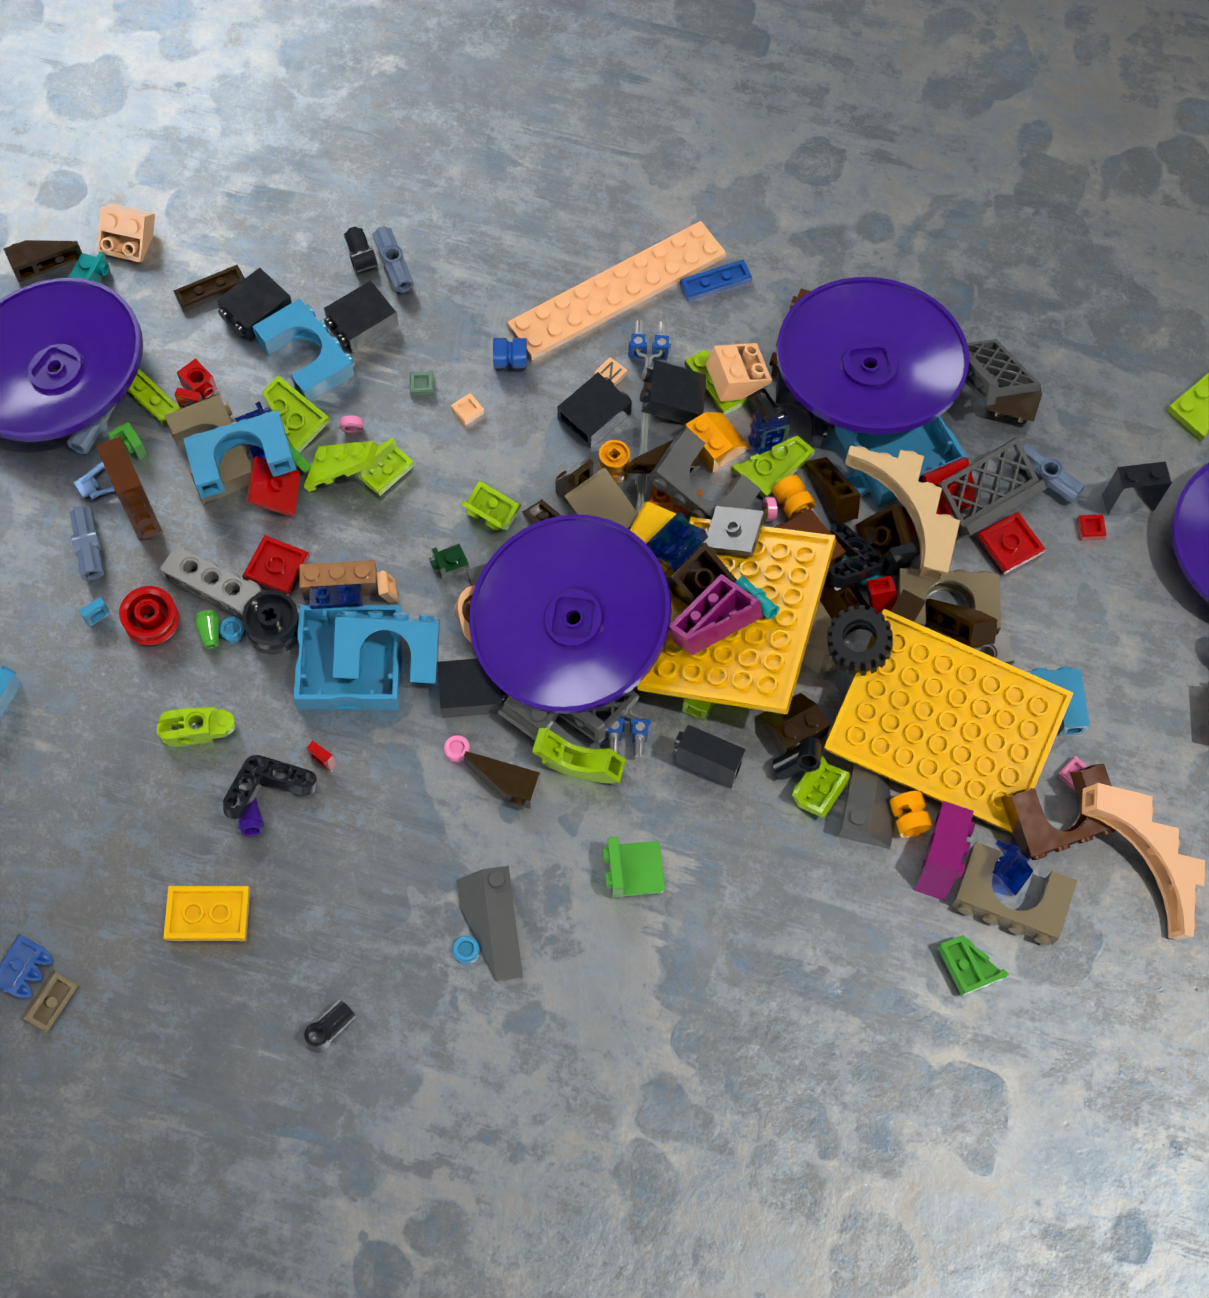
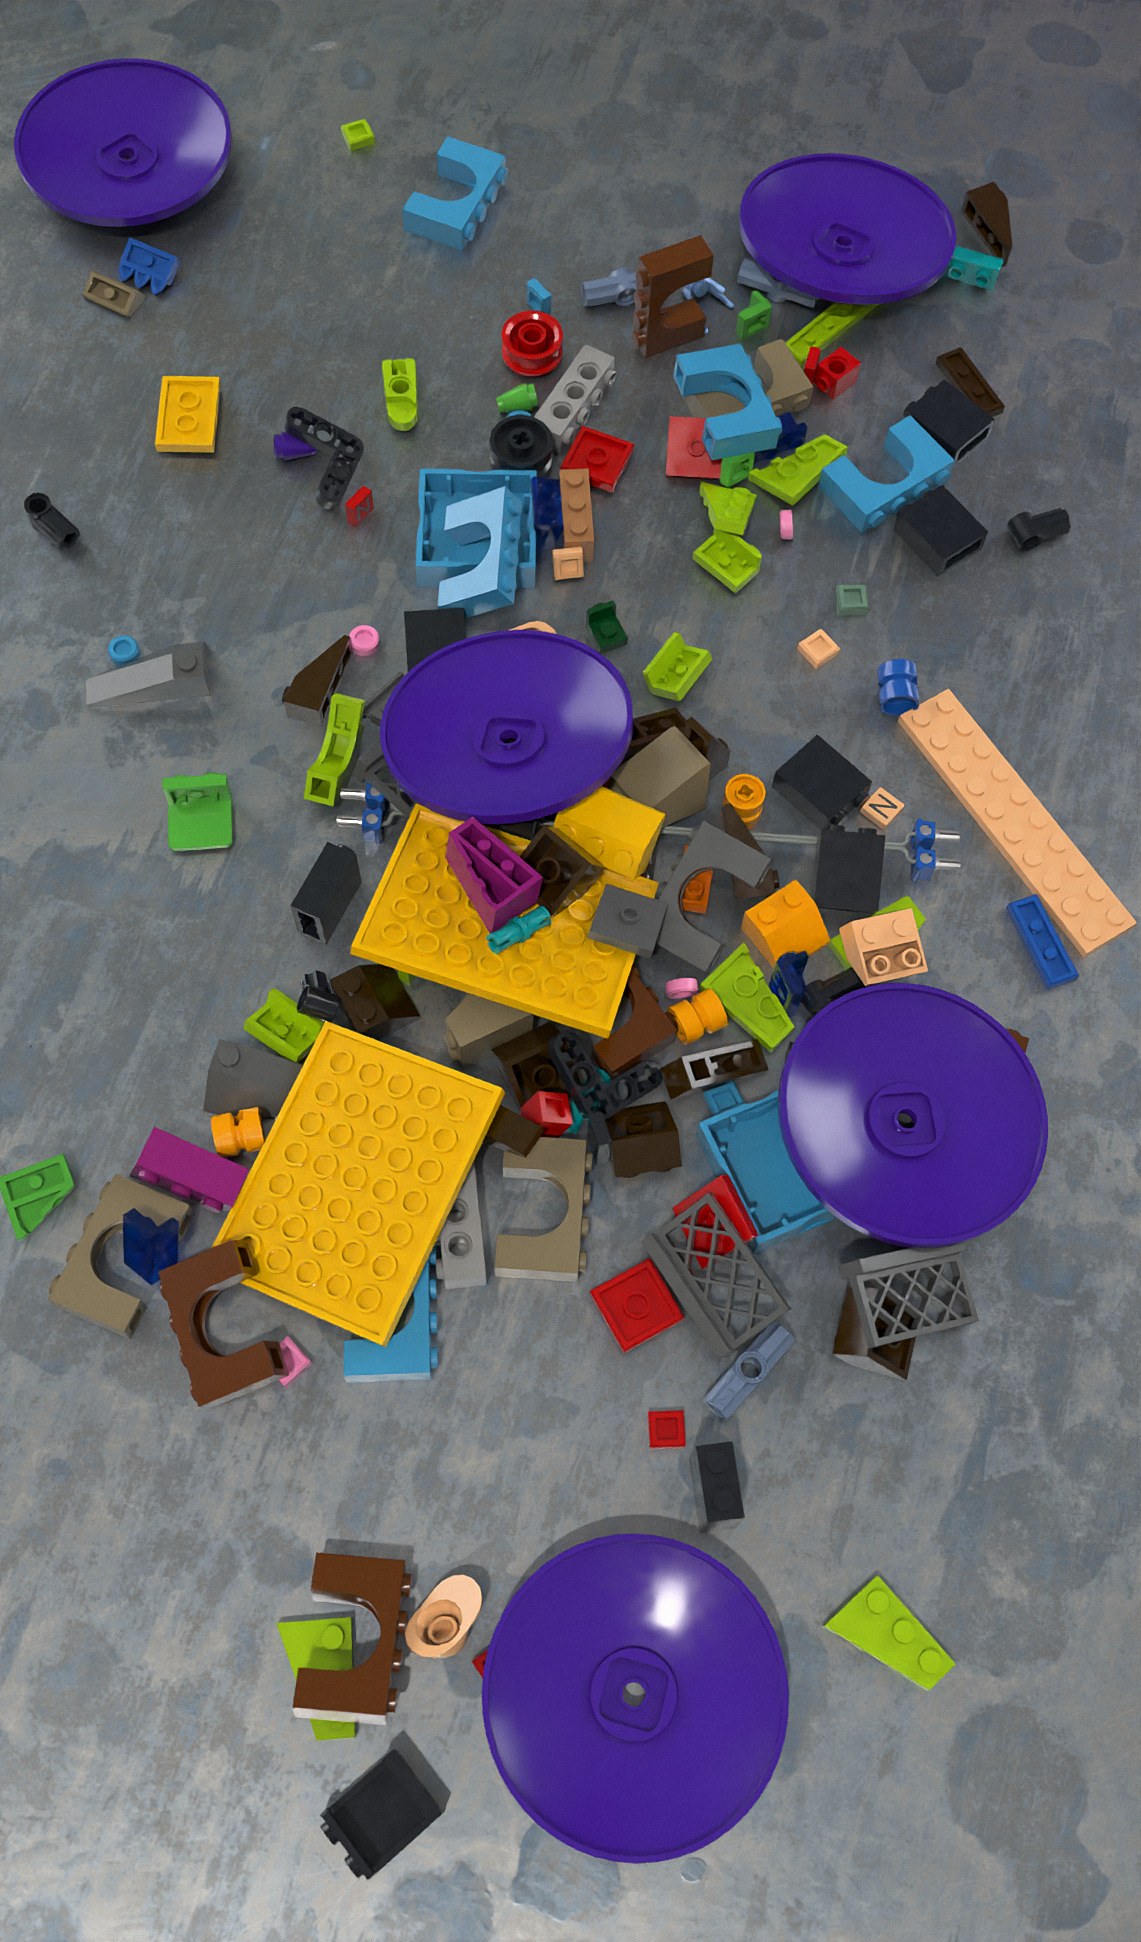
camera: 90 degrees right, 0 degrees up
(125, 232) = (1037, 295): light nougat slope -> none
(397, 268) = (1028, 561): sand blue piece -> none
(676, 541) = (598, 836): clear blue bracket -> none
(865, 620) = (447, 1025): black tyre -> none
(901, 476) = (629, 1181): tan arch -> none
(961, 623) = (494, 1213): dark brown slope -> none
(1158, 844) = (124, 1476): light nougat arch -> none

